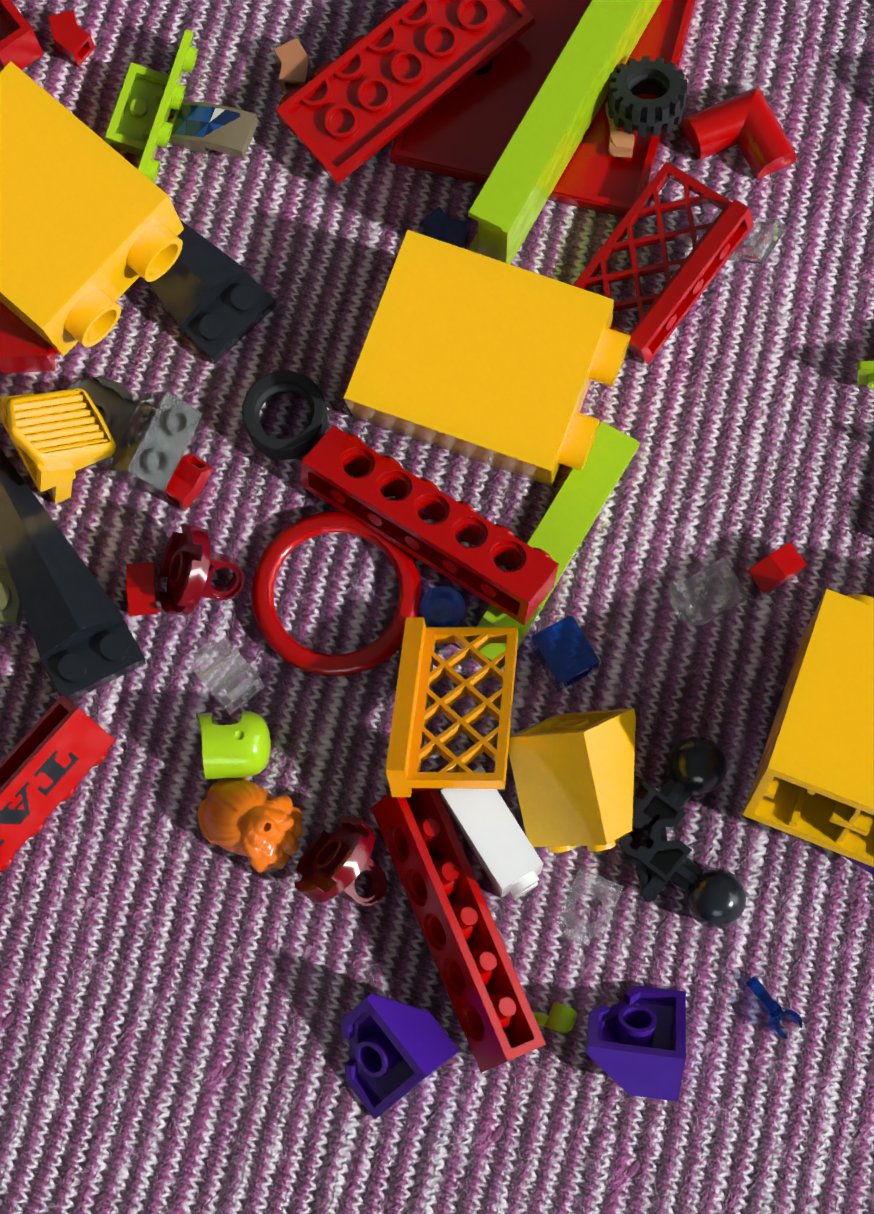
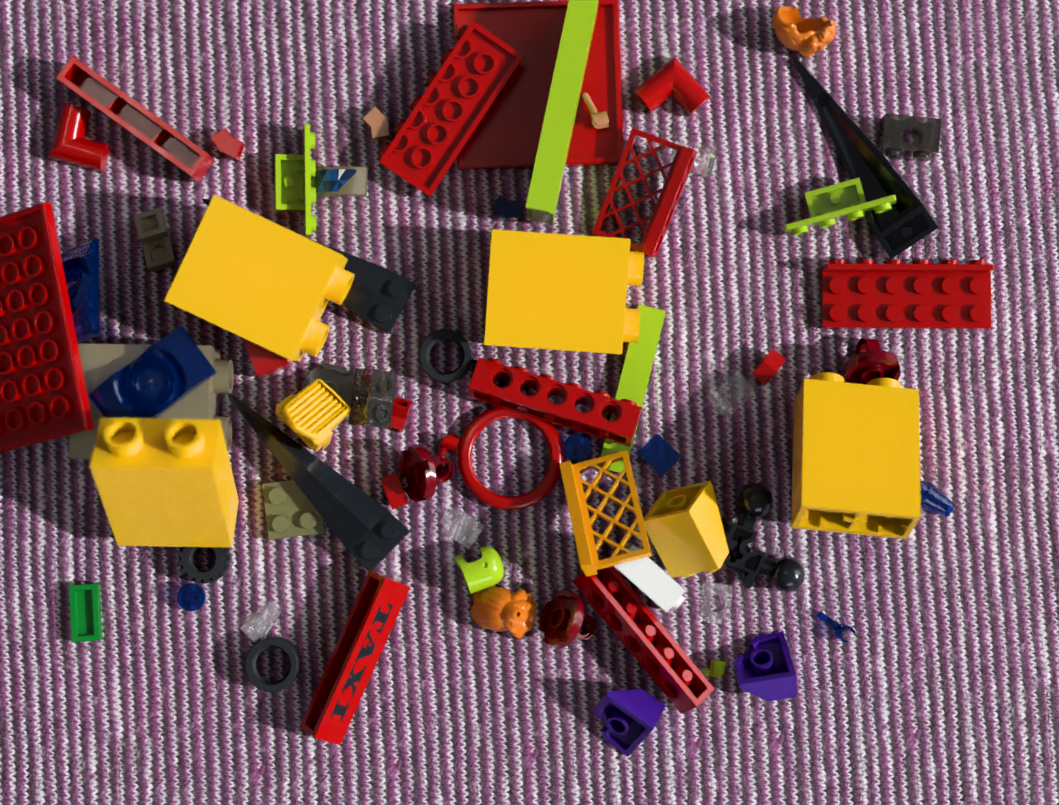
camera: 20 degrees left, 10 degrees up
(249, 544) = (449, 442): none -> red hand
(647, 114) = (605, 73): black tyre -> none

